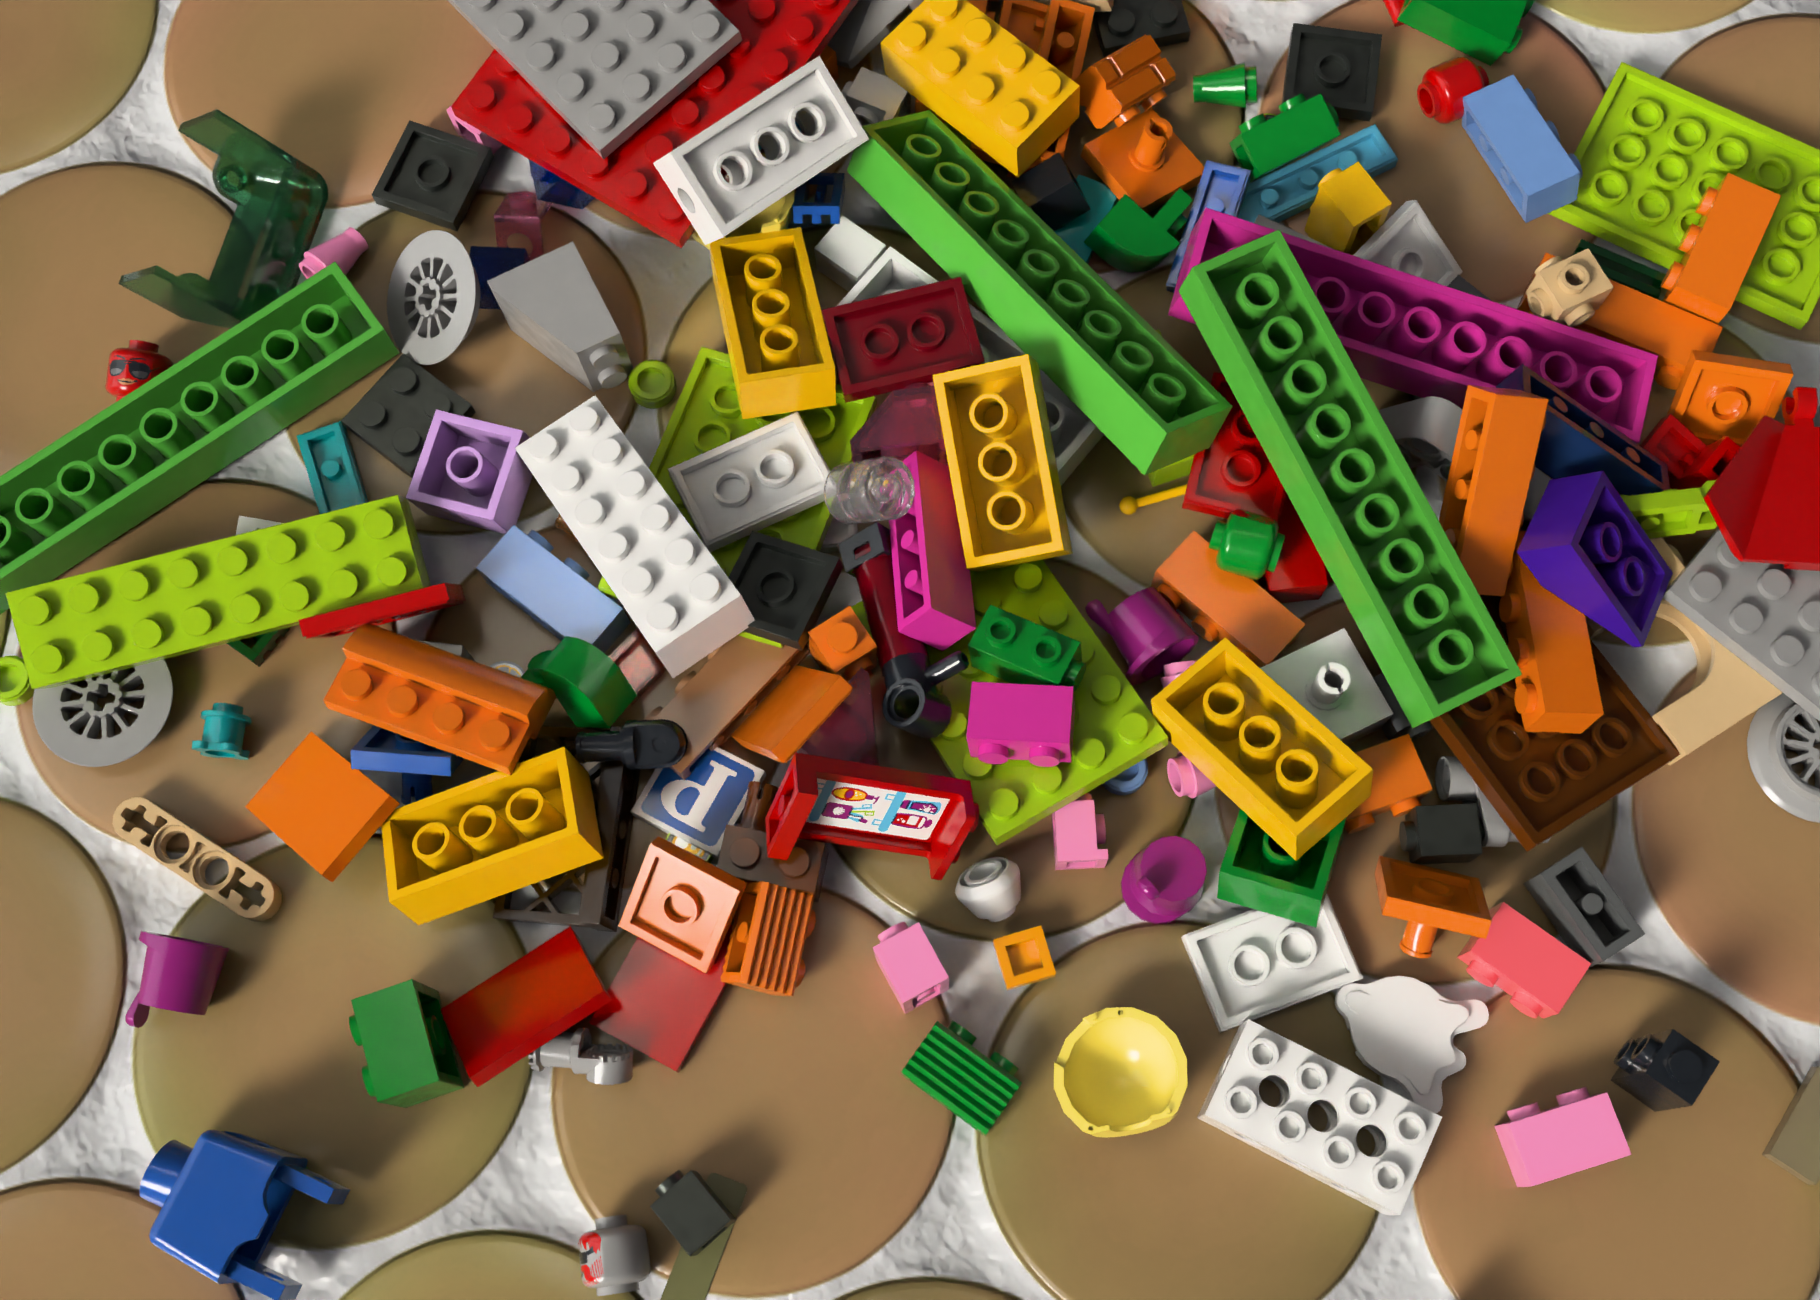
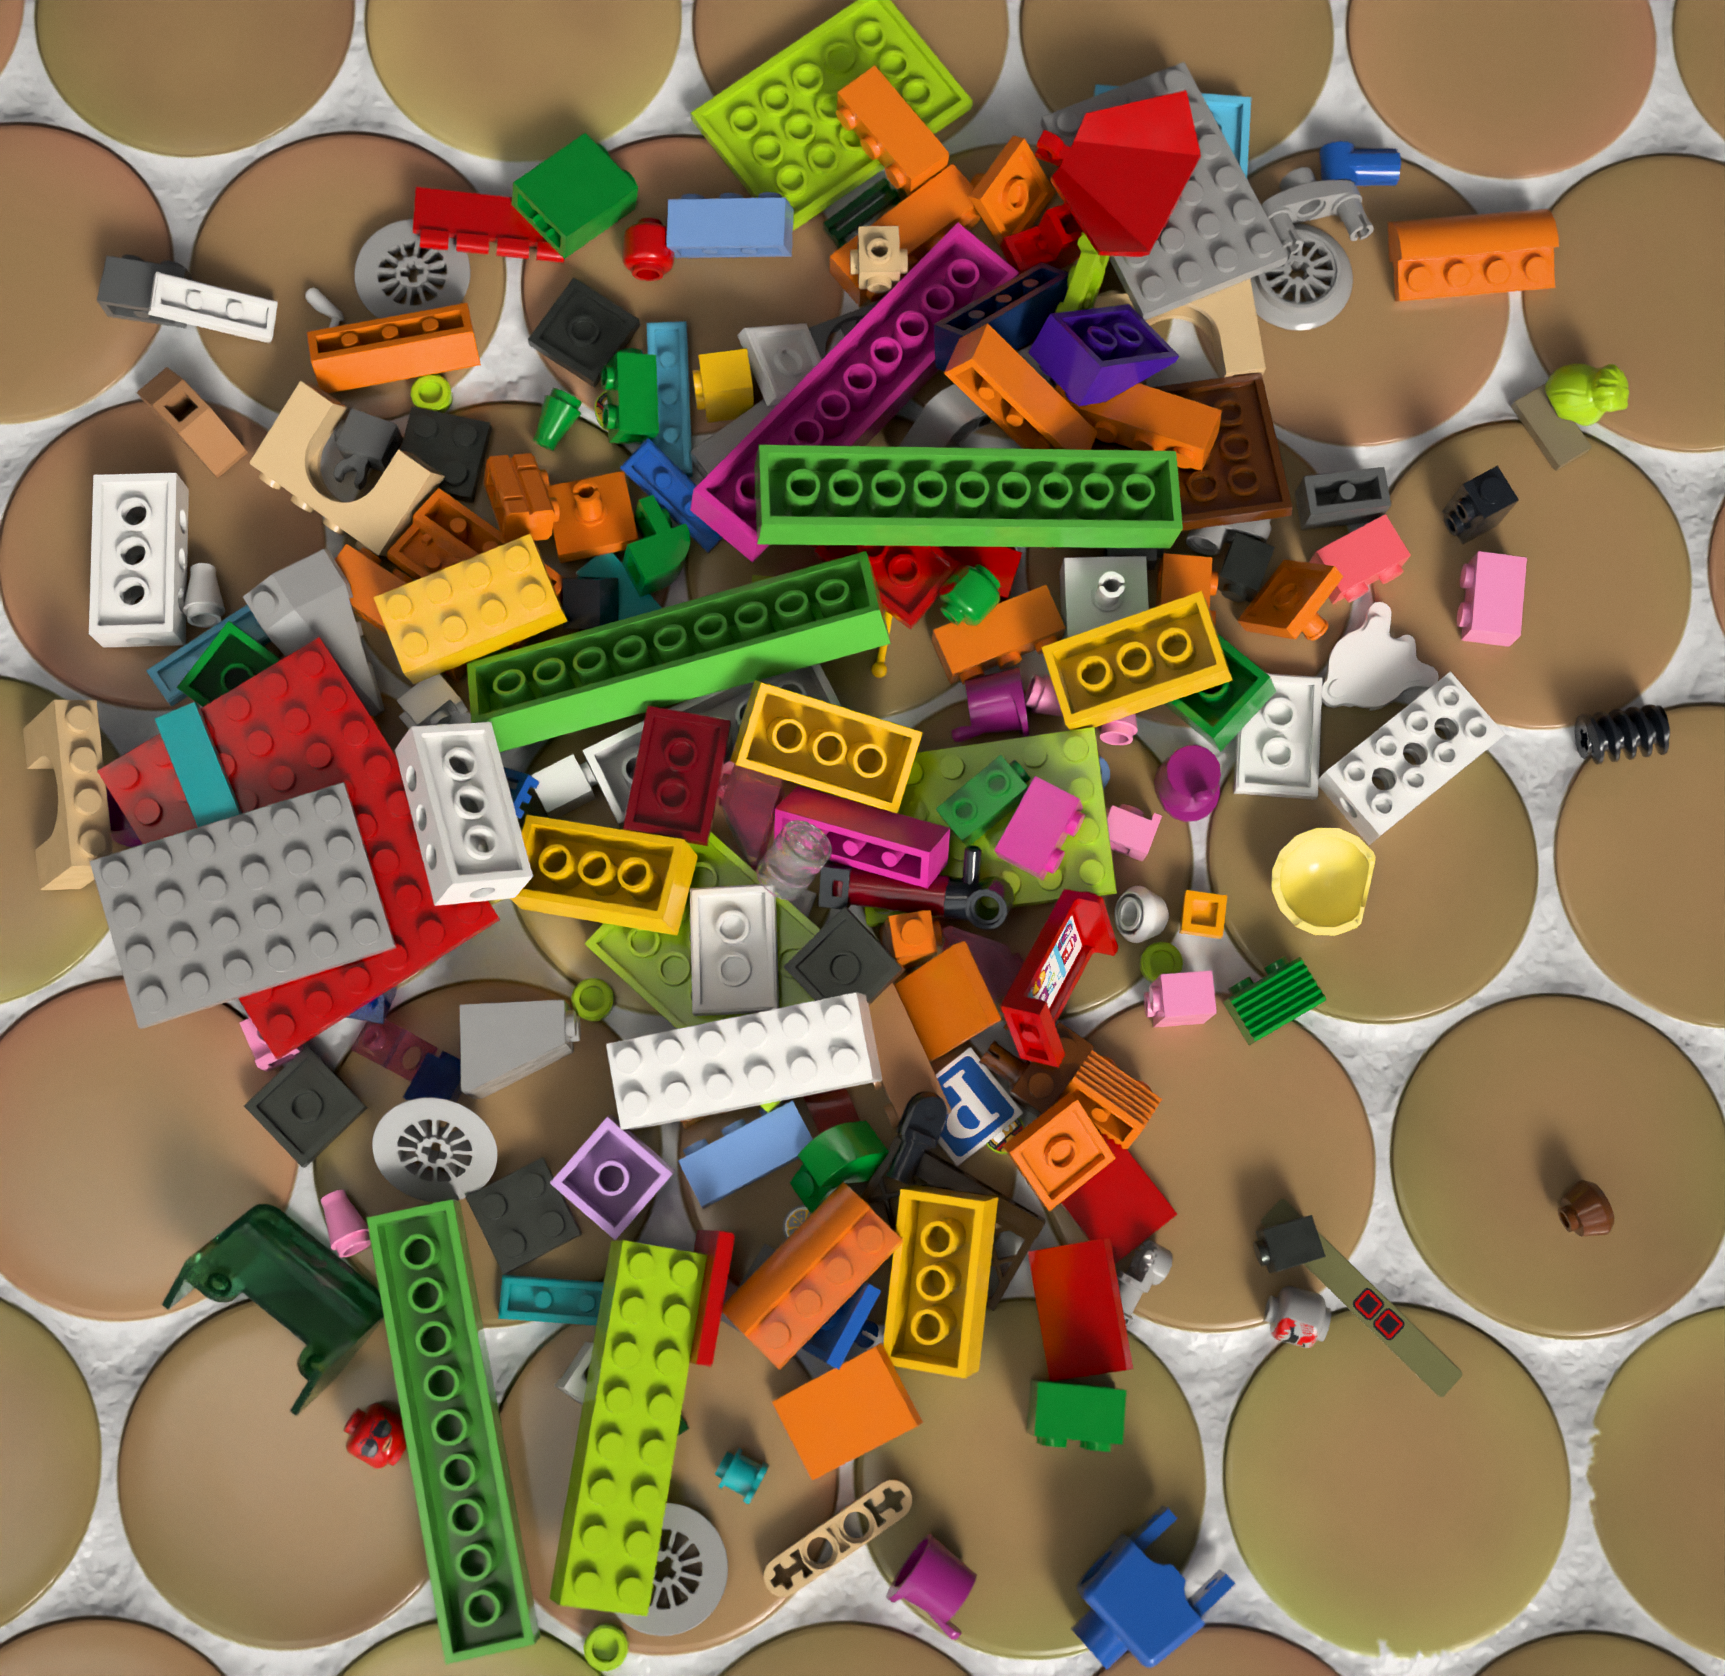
camera: 75 degrees left, 5 degrees up
(950, 936) = (1160, 959): none -> lime tile

